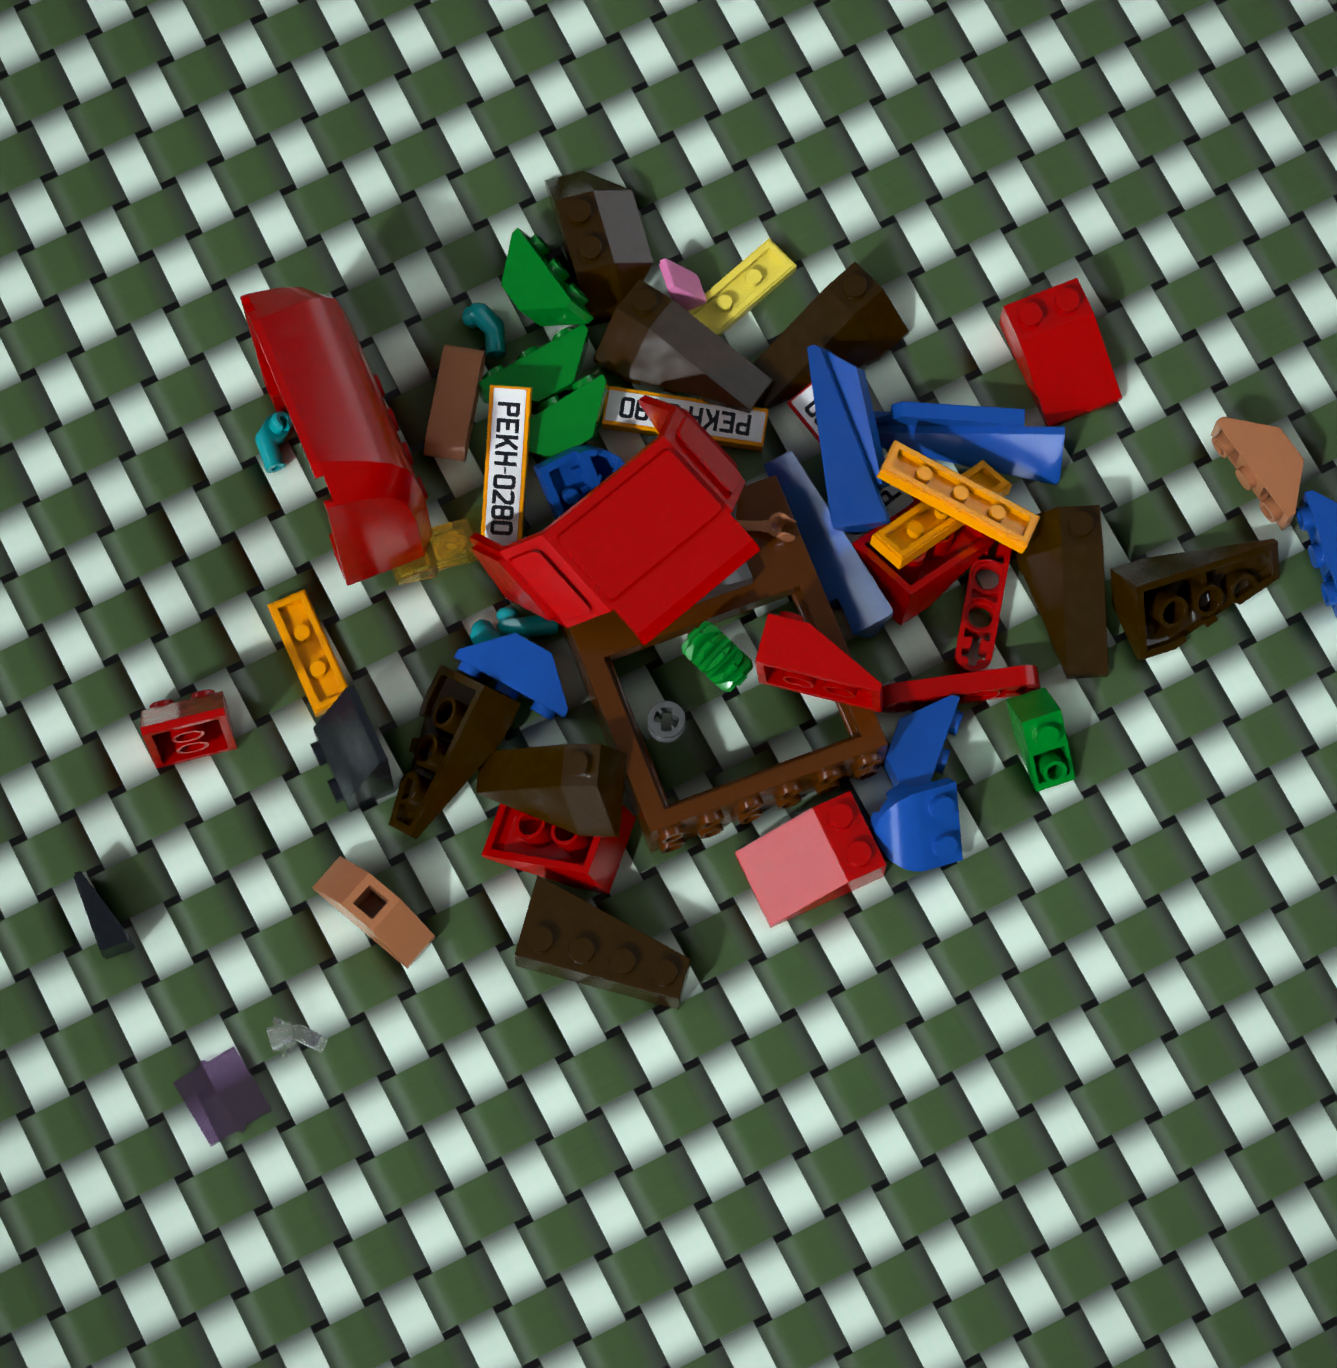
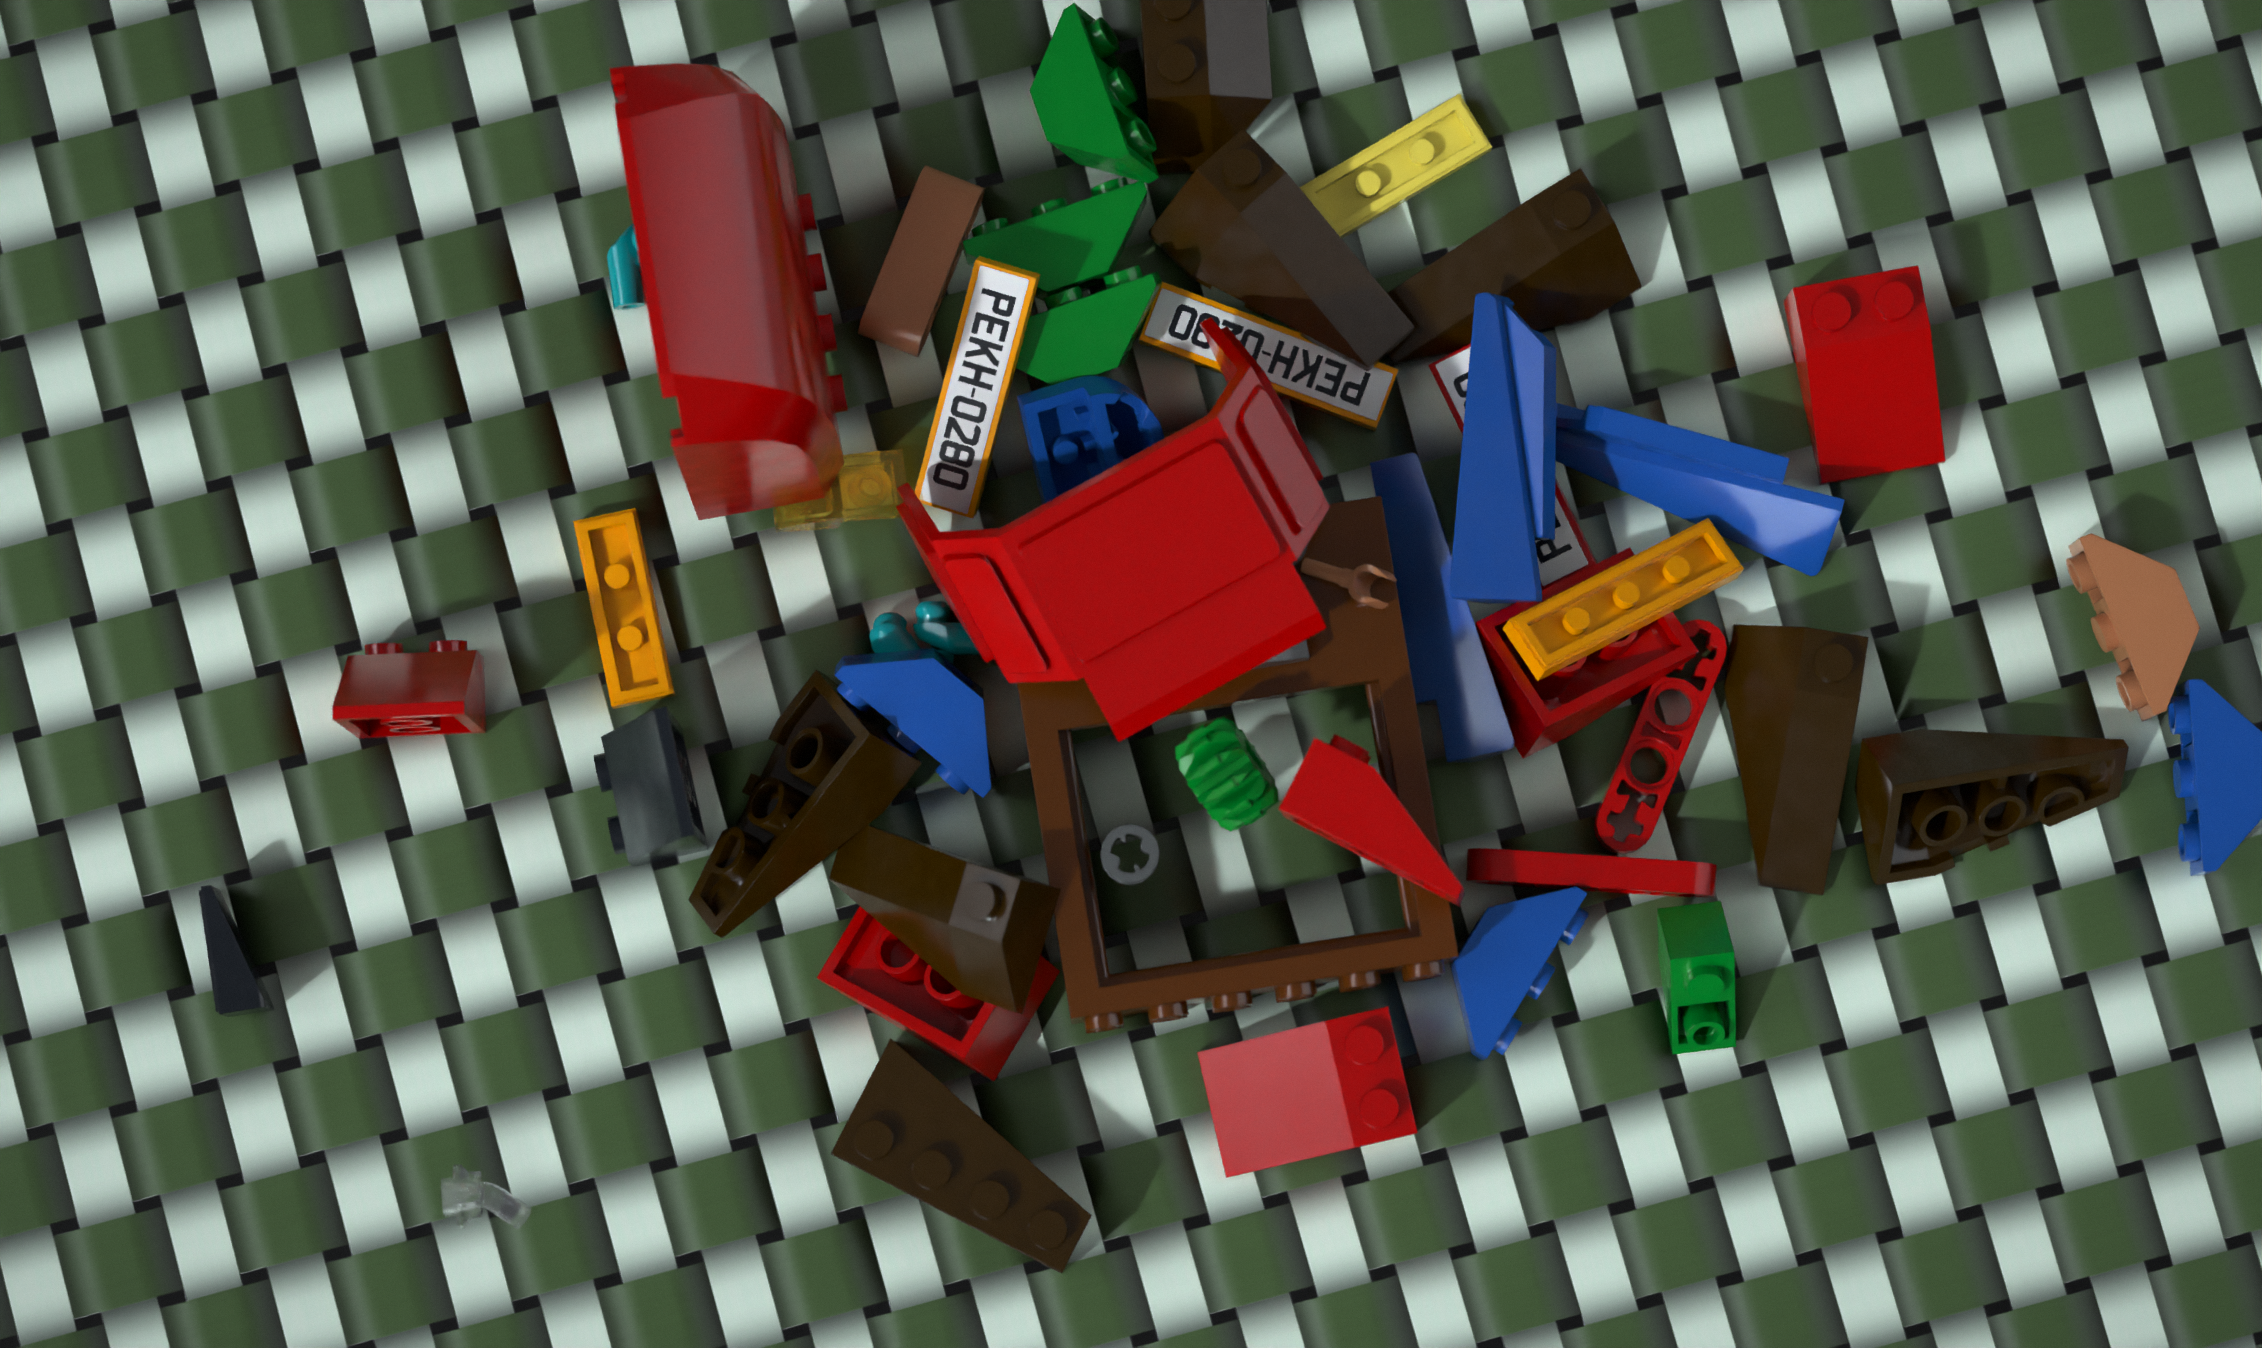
camera: 10 degrees right, 10 degrees up
(222, 1096) = (359, 1263): clear purple piece -> none
(374, 910) = (637, 1033): nougat slope -> none
(491, 324) = (1003, 145): teal arm -> none
(682, 285) = (1308, 146): bright pink slope -> none
(919, 826) = (1481, 1079): blue slope -> none
(958, 496) = (1654, 580): light orange tile -> none

